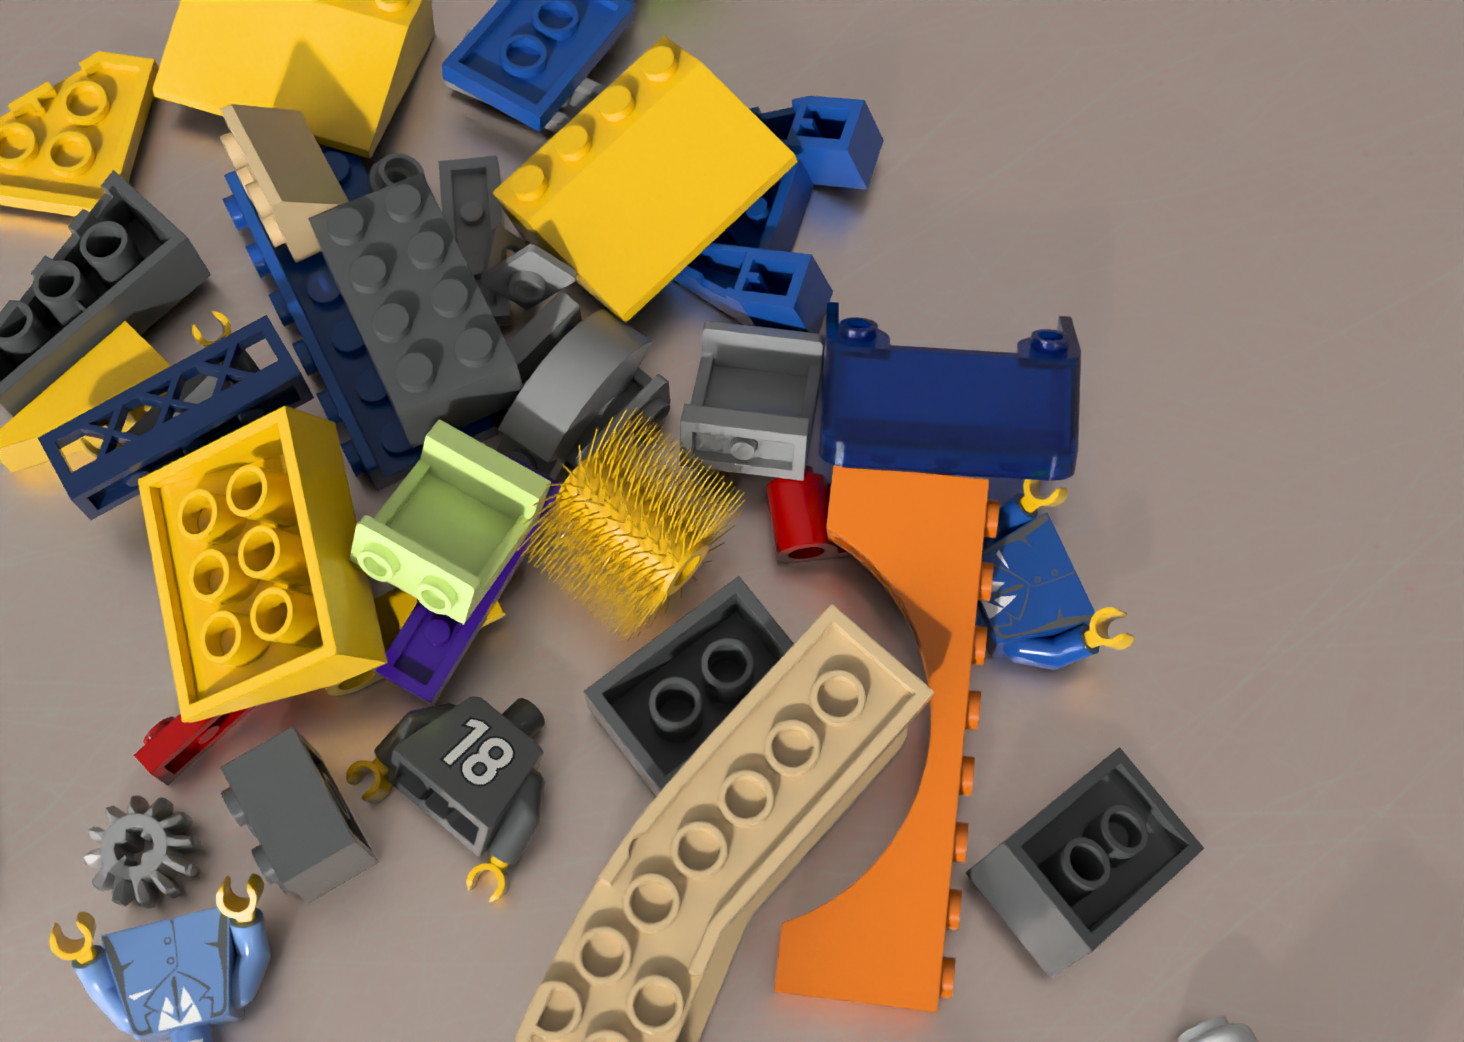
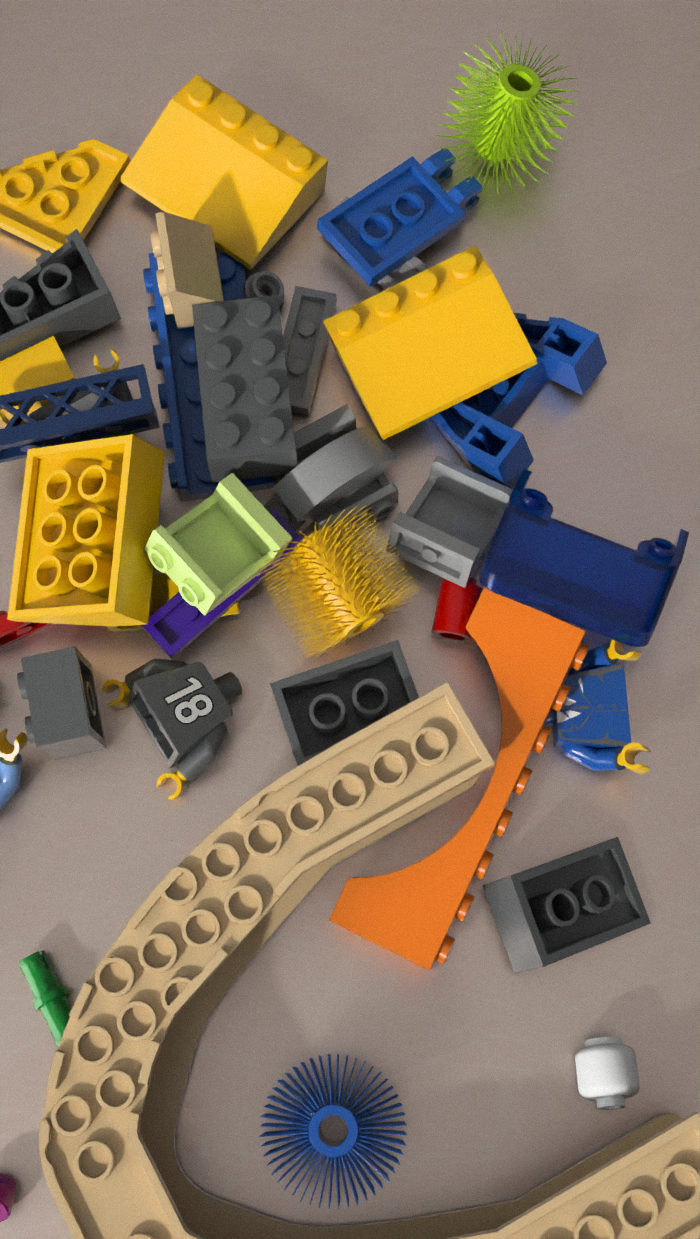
camera: 25 degrees right, 5 degrees up
(525, 276) = (329, 386): light grey bracket -> none

